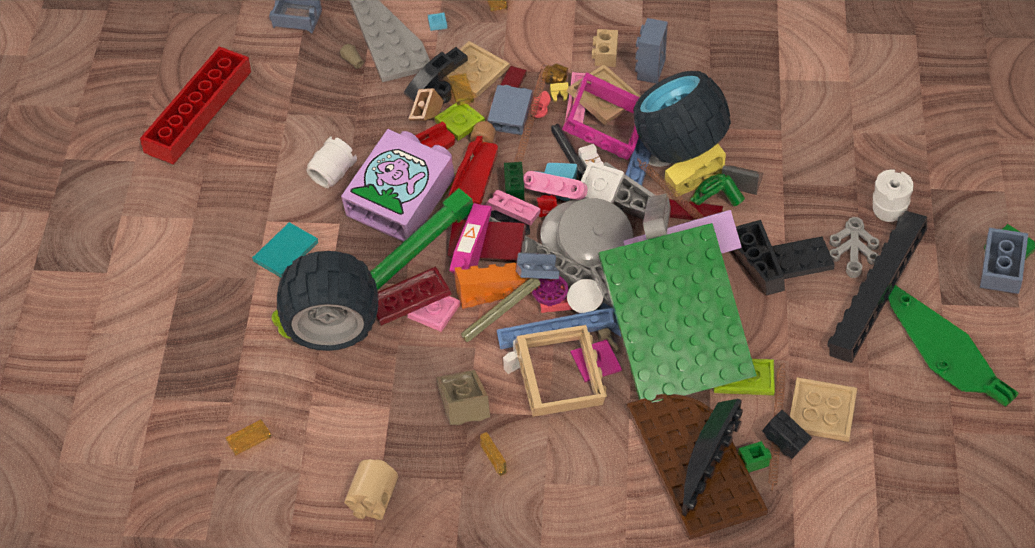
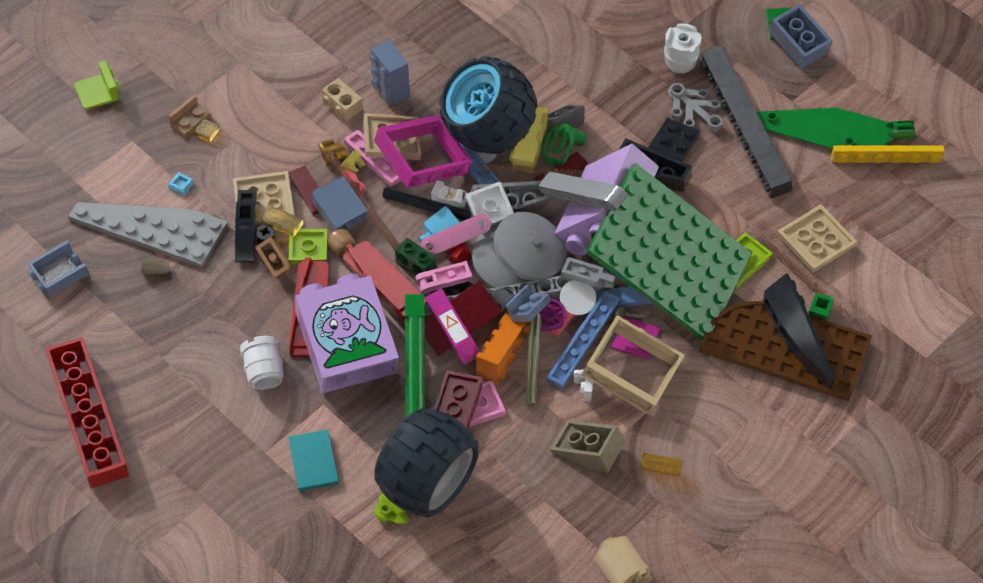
camera: 50 degrees left, 5 degrees up
(786, 434) = (822, 274): black brick -> none
(964, 399) = (888, 154): none -> yellow plate

